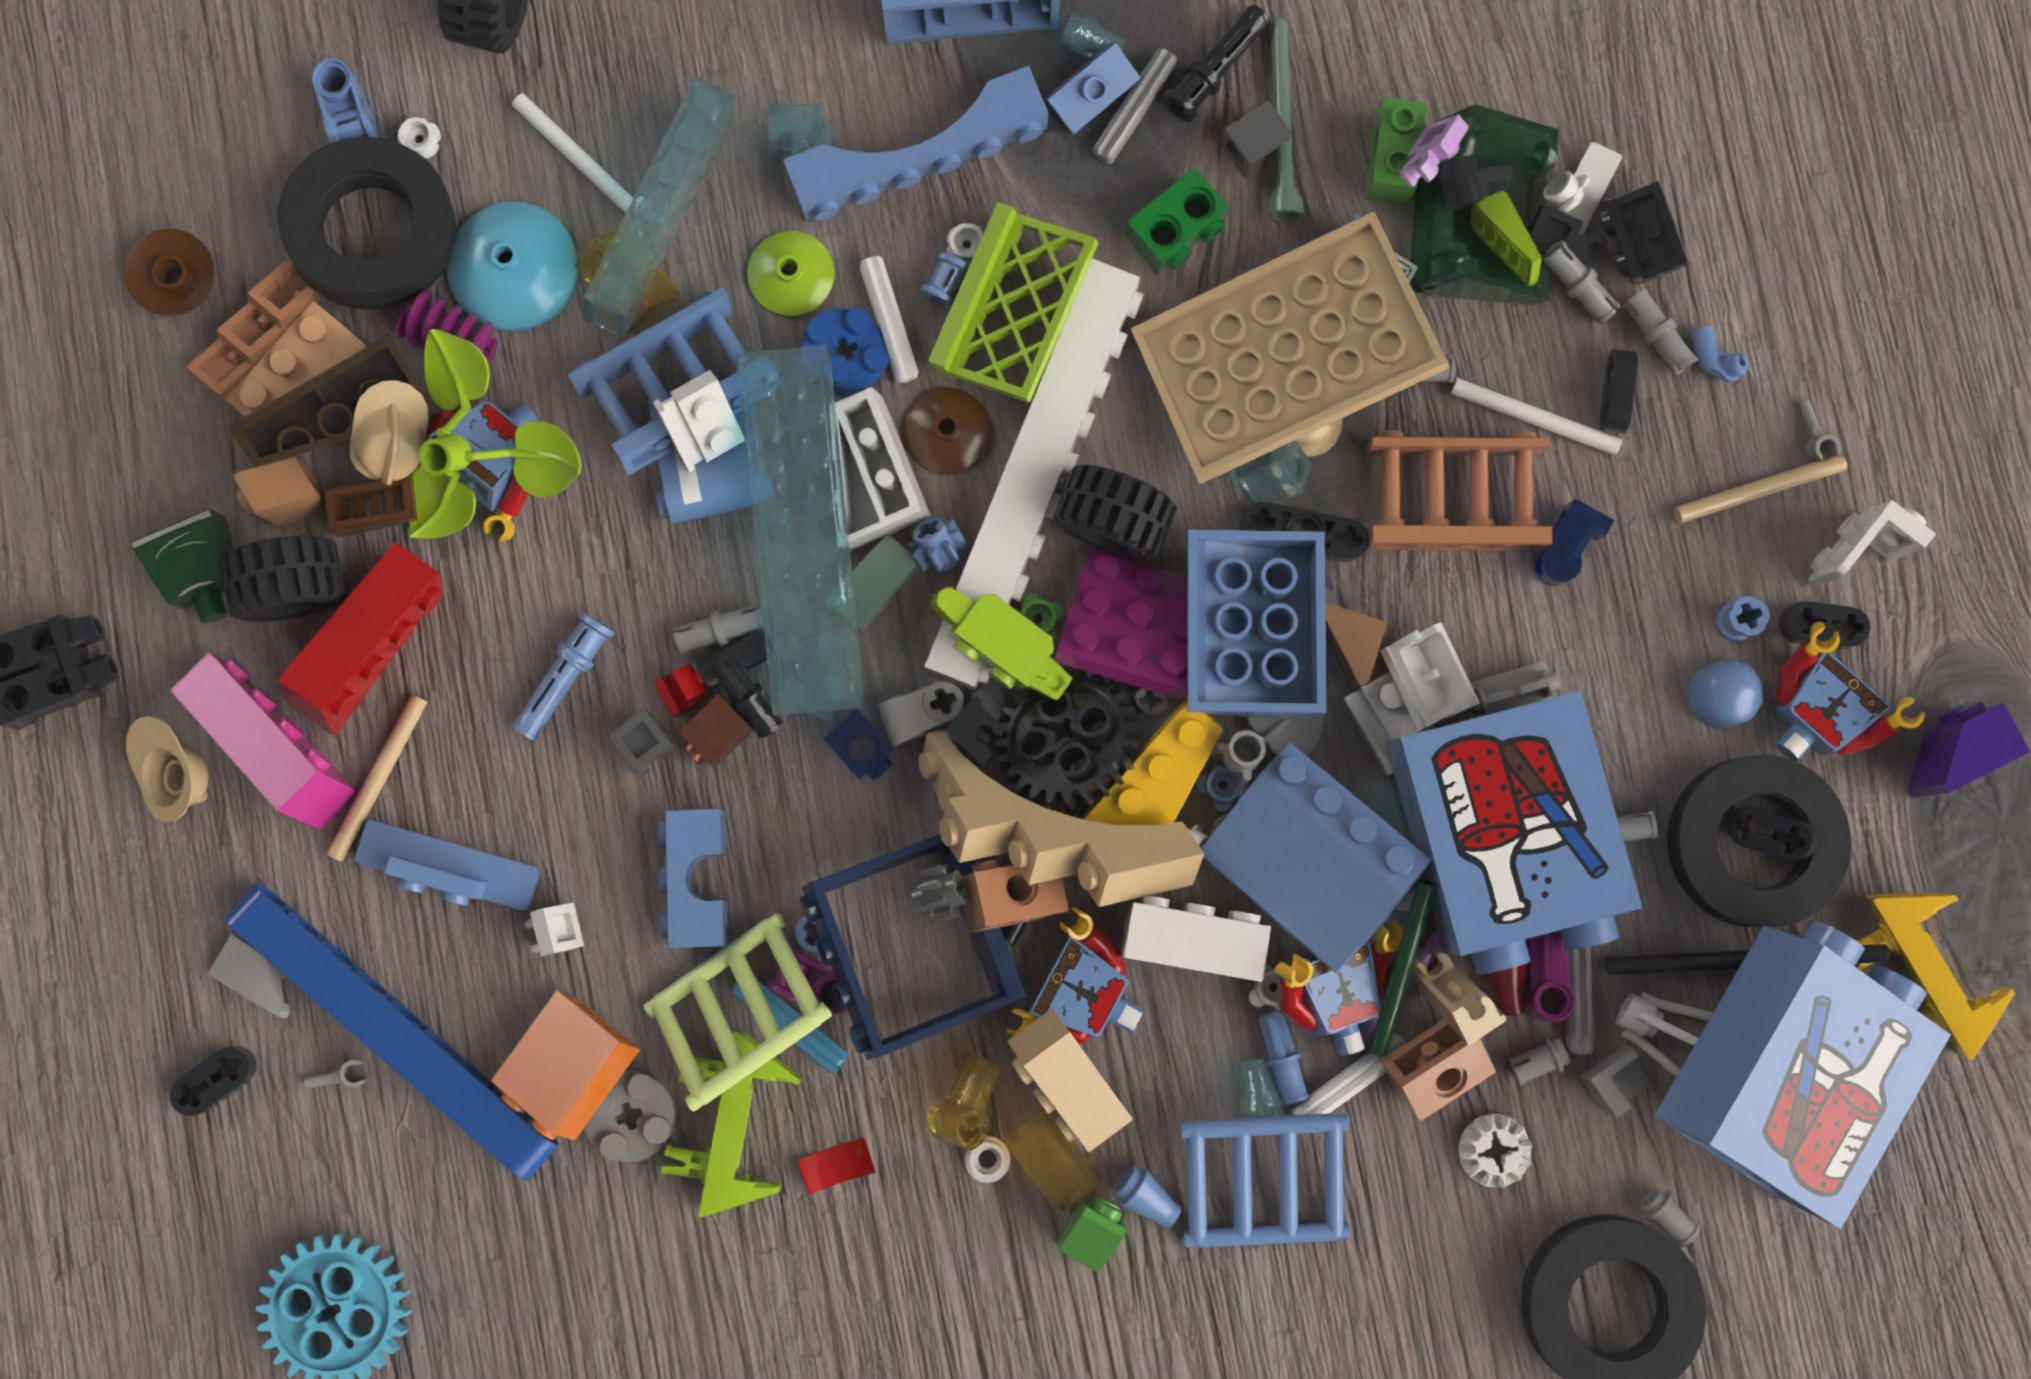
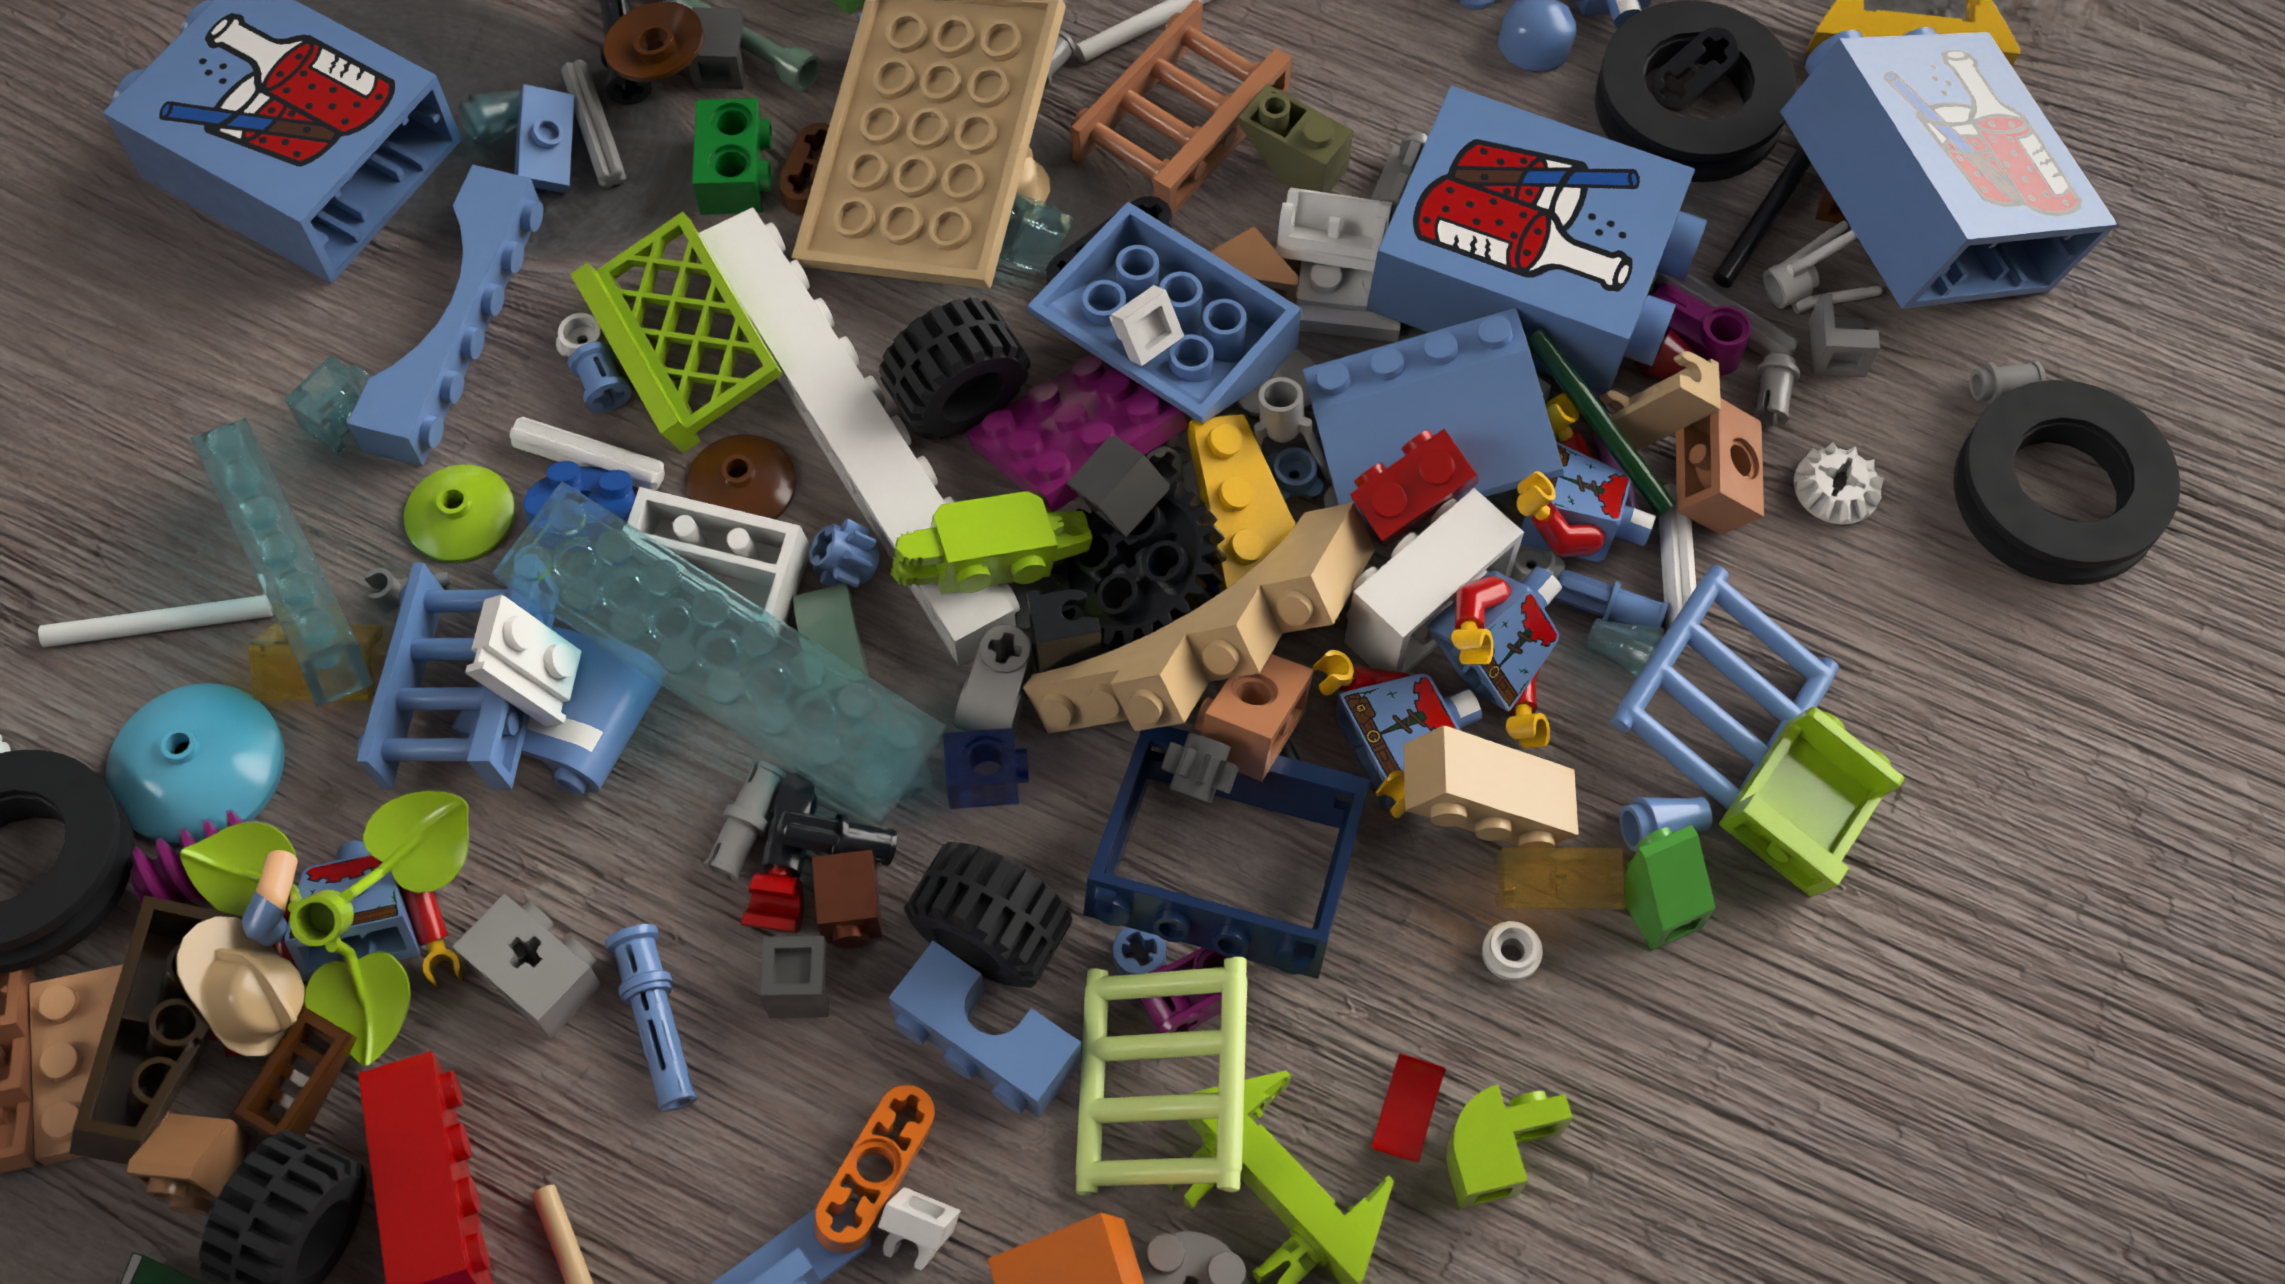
camera: 50 degrees left, 20 degrees down
(434, 411) = (265, 911): none -> arm
(524, 556) = (542, 994): none -> light grey brick
(534, 896) = (867, 1213): none -> orange beam
(711, 284) = (390, 596): none -> light grey hand
(756, 832) = (989, 913): none -> black tyre
(815, 1044) = (1262, 1038): dark azure axle -> none
(849, 1225) = (1484, 1142): none -> lime brick
(962, 1116) = (1447, 934): clear yellow piece -> none
(1098, 692) = (1119, 484): none -> dark grey panel
(1181, 1013) = (1498, 642): none -> torso
(1209, 272) = (801, 166): none -> reddish brown beam
(1221, 85) = (653, 41): none -> reddish brown dish
(1223, 625) = (1147, 325): none -> white tile
(1228, 1281) = (1810, 800): none -> lime panel
(1245, 885) = (1413, 486): none -> red brick
(1487, 595) = (1297, 140): none -> olive slope
(1570, 536) = (1312, 66): clear blue leg -> none

